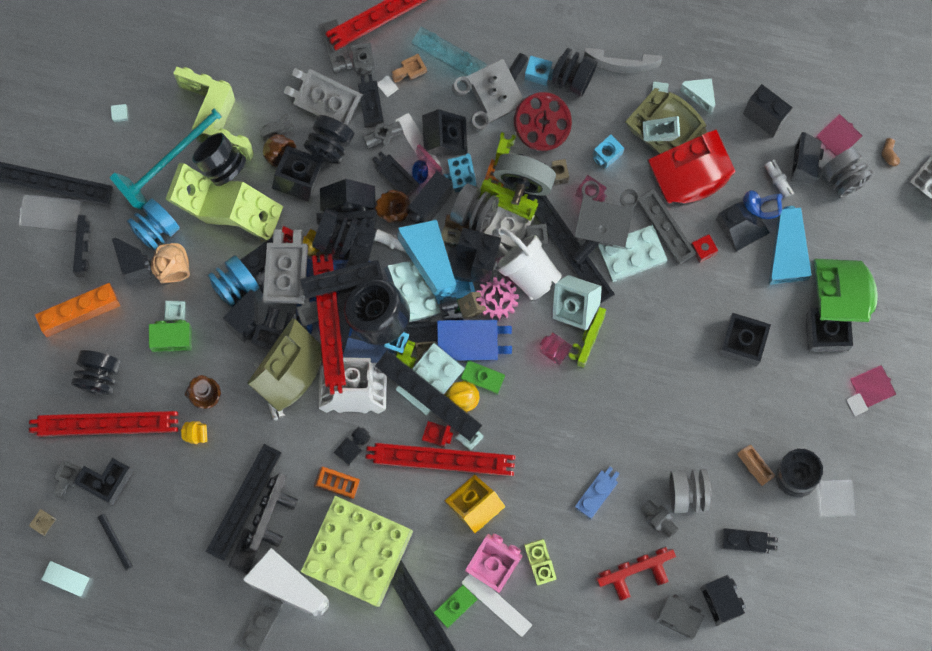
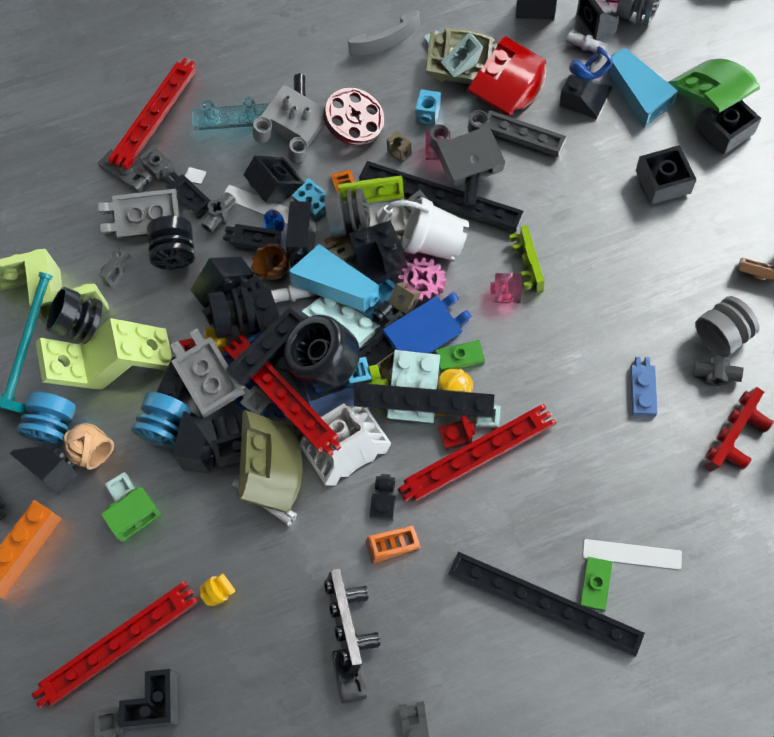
camera: 25 degrees left, 10 degrees down
(95, 377) = (74, 596): black wheel -> none
(203, 392) = (199, 544): reddish brown hair -> none
(244, 502) = (313, 628): black plate -> none
(275, 147) = (129, 281): reddish brown hair -> none
(283, 582) = (416, 677): white slope -> none
(297, 173) = (160, 291): black slope -> none
(357, 551) = (465, 593): yellowish green piece -> none
(410, 67) = (205, 146): medium nougat plate -> none
(423, 155) = (275, 202): clear pink piece -> none
(475, 503) = (540, 472): yellow slope -> none
(494, 562) = (602, 514): bright pink plate -> none
(502, 147) = (336, 159): lime plate -> none
(524, 175) = (372, 155): light grey wheel -> none
(538, 63) = (321, 82): medium azure brick -> none
(540, 562) = (642, 486): yellowish green slope -> none
(573, 72) = (352, 63): black wheel -> none
(576, 301) = (496, 236): light aqua slope -> none
(640, 253) = (519, 170): light aqua plate -> none
(700, 92) = (471, 18): light aqua slope -> none
(701, 254) = (571, 134): red piece -> none

